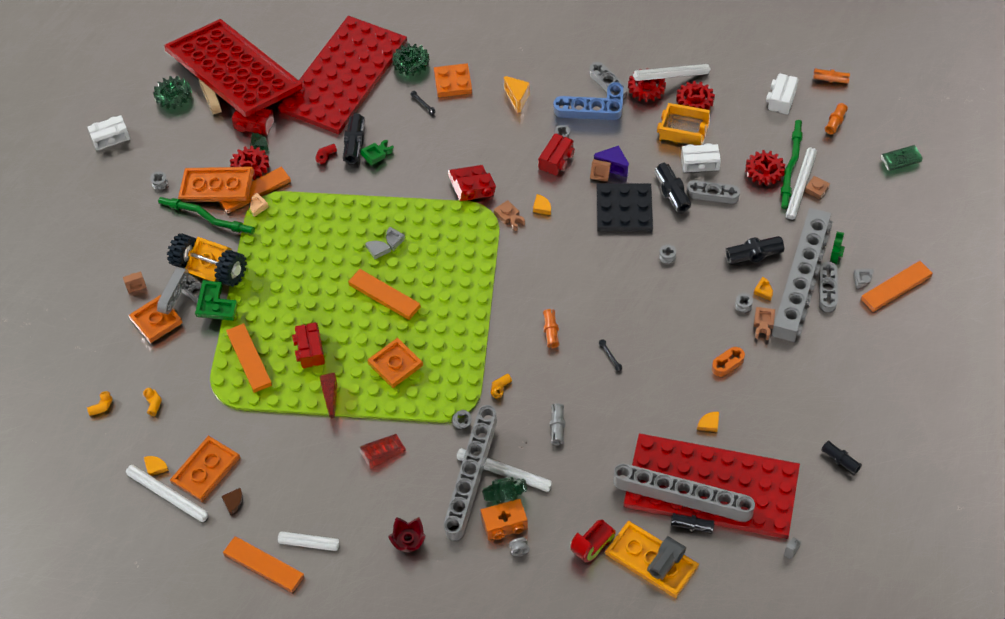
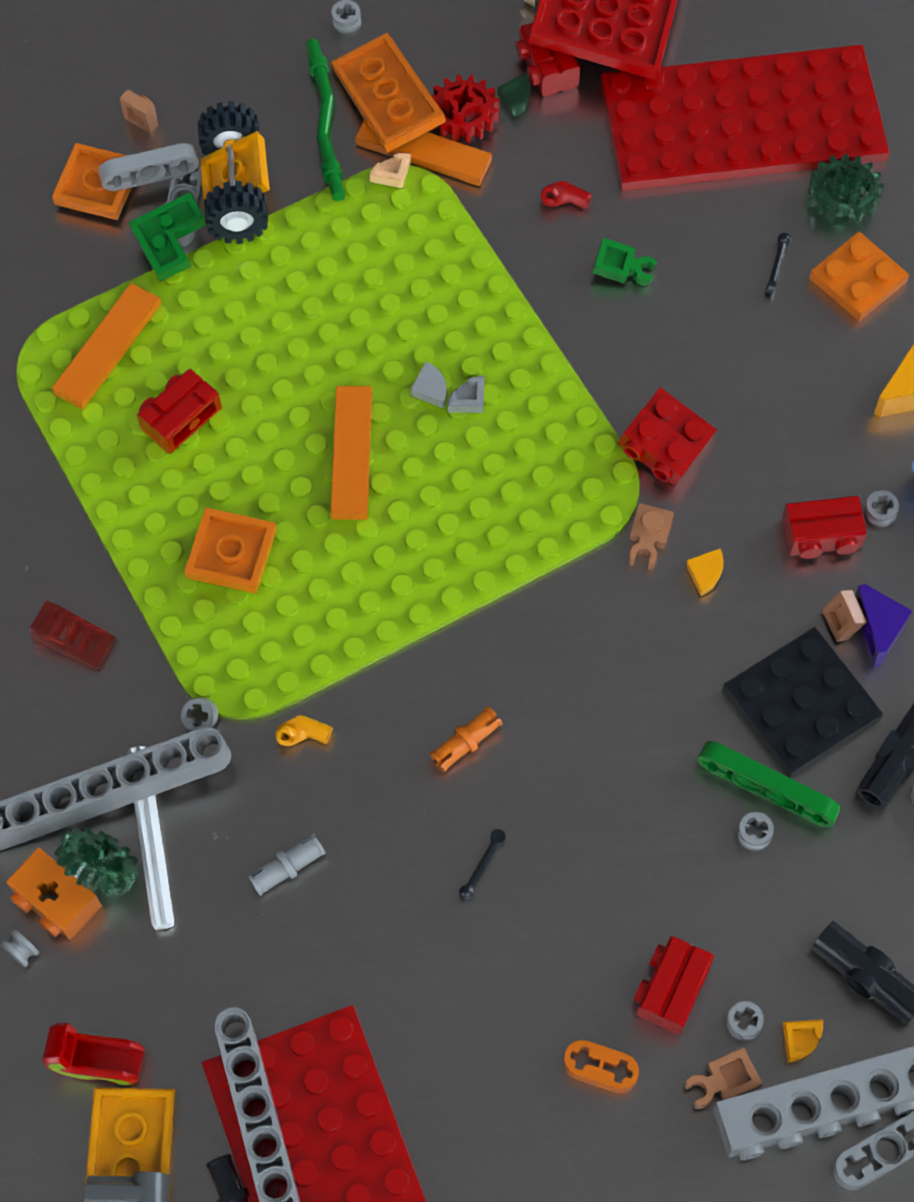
camera: 55 degrees right, 10 degrees up
(329, 389) = (113, 494): clear red slope -> none
(353, 138) = (622, 214): black piece -> none
(652, 237) = (769, 784): none -> green beam
(709, 422) = (455, 1108): light orange tile -> none
(713, 315) = (674, 984): none -> red brick

